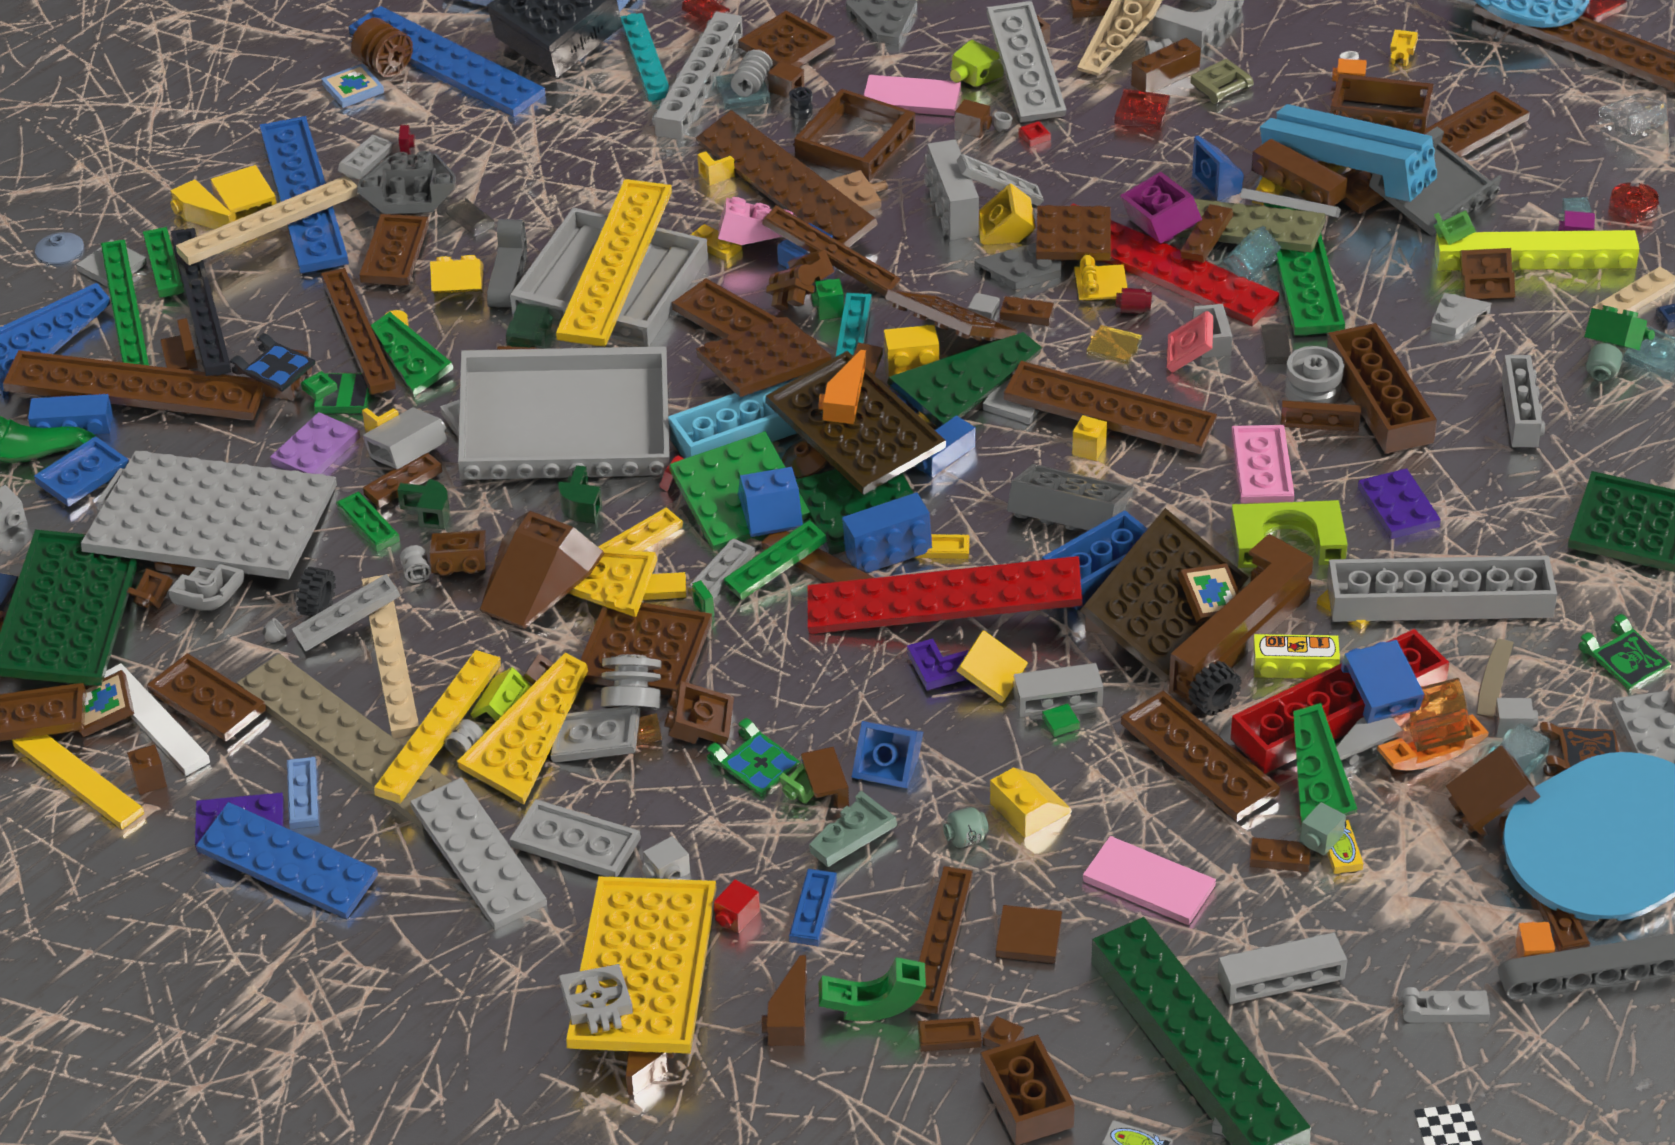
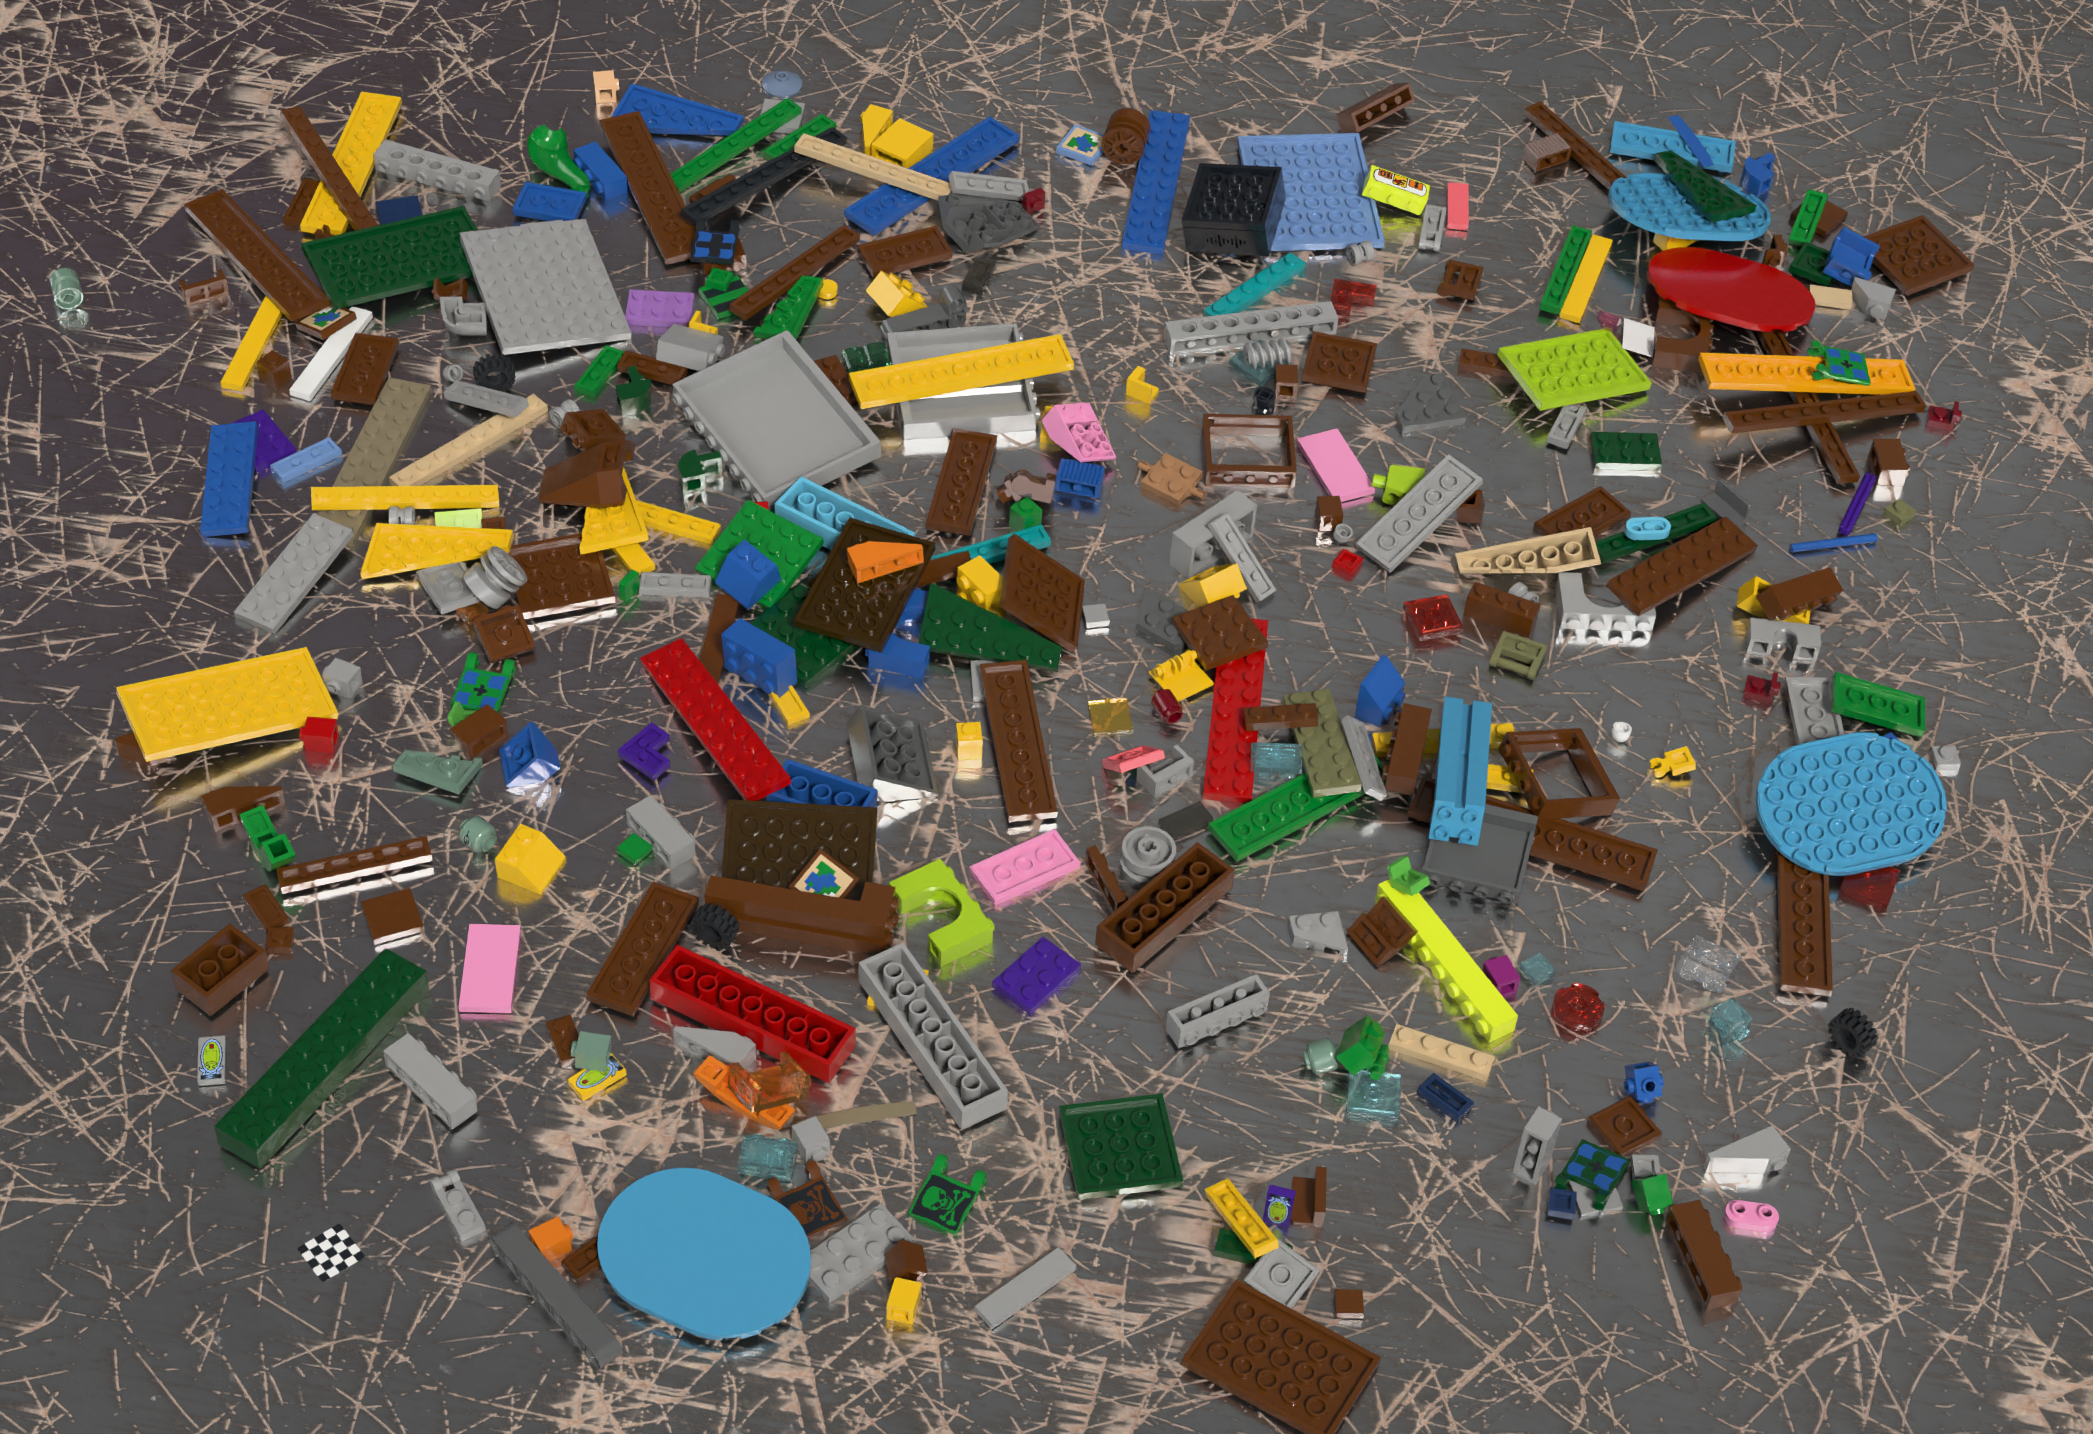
camera: 55 degrees right, 5 degrees up
(575, 839) = (339, 620): light grey plate -> none
(600, 1012) = (148, 699): light grey piece -> none
(762, 356) = (913, 502): reddish brown plate -> none
(775, 560) = (695, 607): green plate -> none
(786, 179) = (1153, 433): reddish brown plate -> none
(813, 907) = (350, 780): blue tile -> none
(838, 254) = (1076, 493): reddish brown tile -> none
(991, 666) = (659, 778): yellow tile -> none
(1026, 311) = (1109, 645): reddish brown plate -> none
(1161, 207) = (1286, 672): magenta brick -> none
(1294, 655) = (793, 968): brick -> none
(1319, 764) = (648, 1033): green wing -> none
(1349, 67) = (1599, 738): orange brick -> none
(1383, 680) = (768, 1023): blue panel -> none
(1490, 789) = (700, 1145): reddish brown panel -> none

